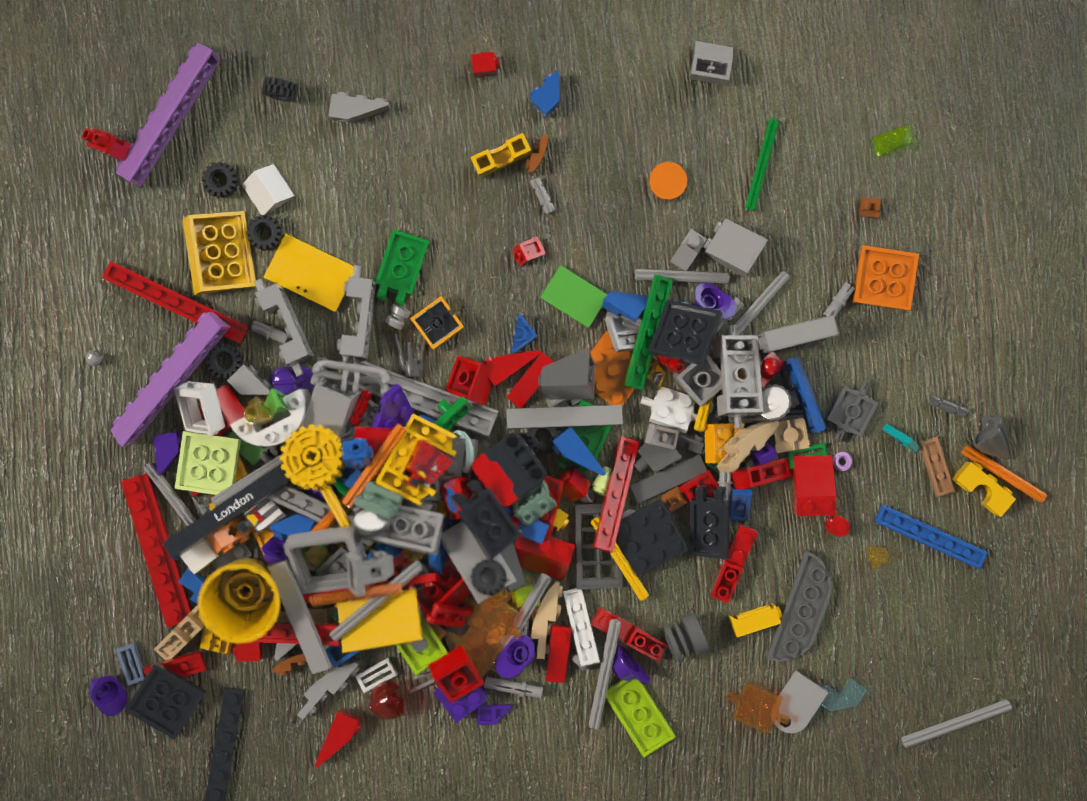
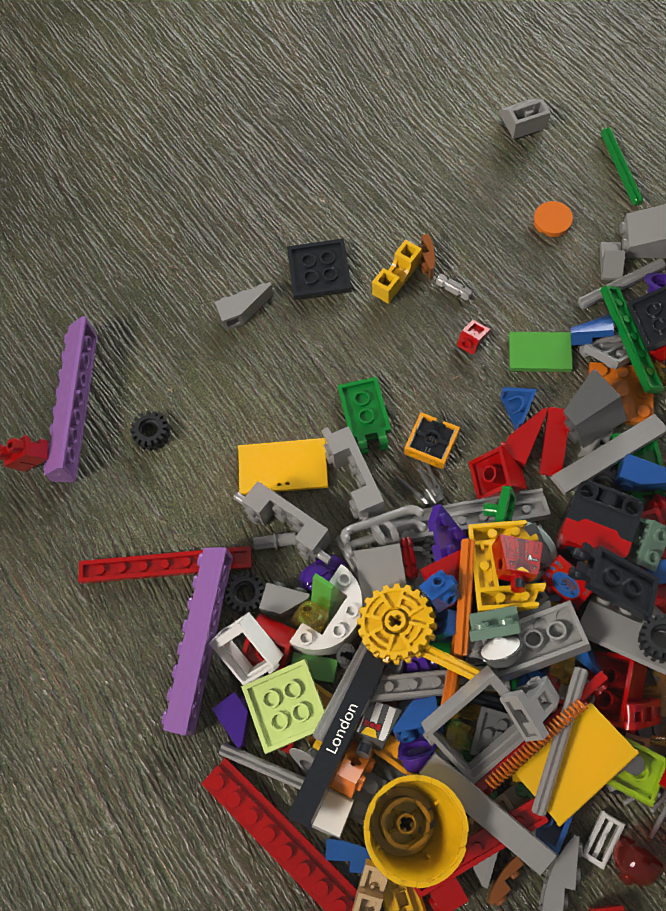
camera: 20 degrees left, 20 degrees down
(93, 358) = (108, 669): light grey hinge -> none
(218, 252) = (183, 495): yellow slope -> none
(253, 228) = (210, 445): black tyre -> none
(267, 189) = (199, 416): white slope -> none
(280, 89) = (165, 323): black tyre -> none
(397, 316) = (390, 456): light grey wheel -> none
(440, 110) = (319, 269): none -> black plate
(484, 64) = (334, 214): red brick -> none
(547, 96) = (405, 210): blue slope -> none

